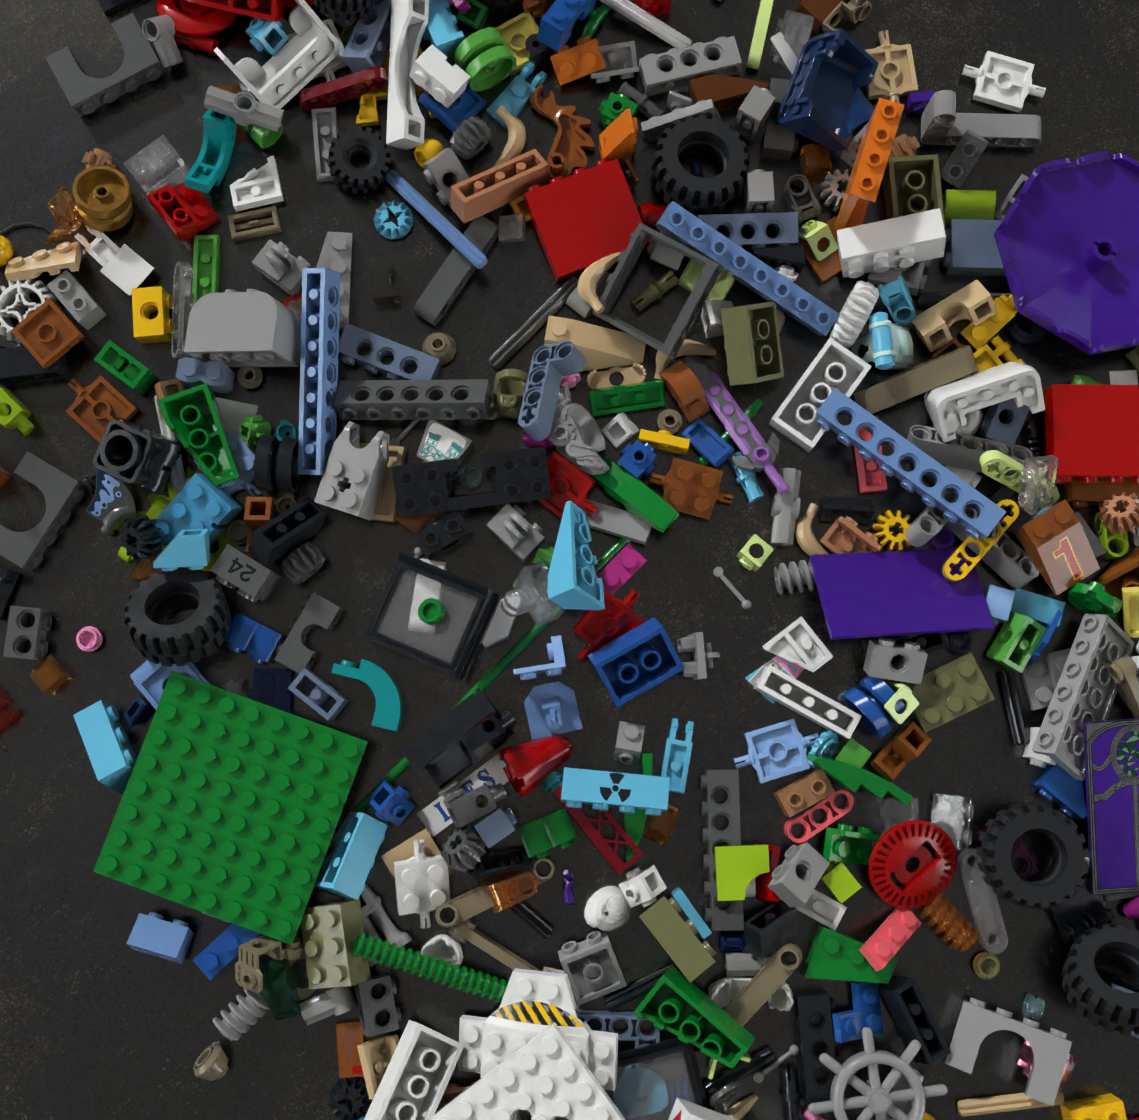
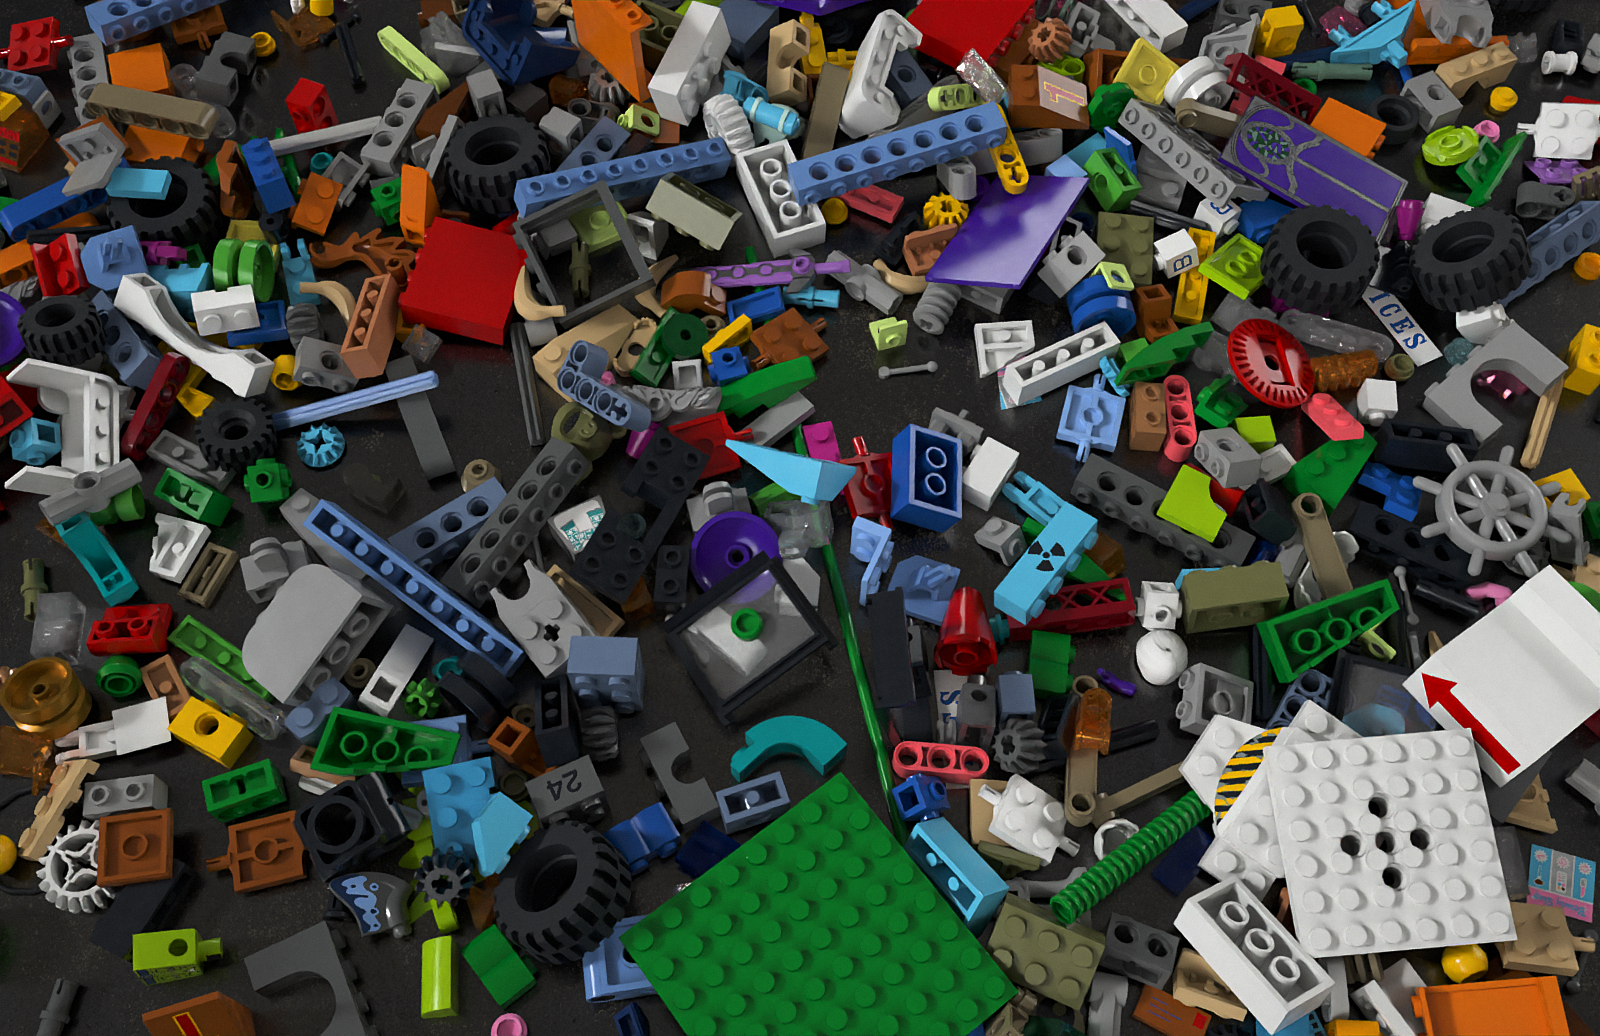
camera: 60 degrees left, 20 degrees down
(93, 575) = (440, 978): none -> lime brick
(112, 608) = (499, 966): none -> green brick
(150, 228) = (119, 676): none -> green cone
(163, 260) = (163, 680): none -> medium nougat plate
(174, 121) = (33, 586): none -> olive pin
(261, 399) = (394, 671): none -> white slope
(295, 171) = (193, 497): none -> green brick
(338, 210) = (268, 491): none -> green brick
(338, 542) = (606, 672): none -> sand blue brick
(383, 884) = (1007, 861): none -> olive tile
(438, 807) = (954, 755): none -> coral beam
(458, 1003) = (1182, 861): none -> clear blue plate
(476, 558) = (720, 537): none -> dark purple dish
(619, 33) = (320, 162): none -> teal plate
(647, 420) = (688, 325): none -> dark green piece
(675, 701) = (987, 472): none -> white brick
(837, 447) = (834, 211): none -> yellow plate
(936, 964) = (1376, 401): none -> white brick
(967, 759) = (1193, 284): none -> yellow plate
(971, 734) = (1175, 254): none -> white brick
(996, 788) = (1235, 266): none -> lime tile
(1032, 951) = (1401, 326): none -> white sticker
(1076, 1027) = (1480, 324): none -> white slope

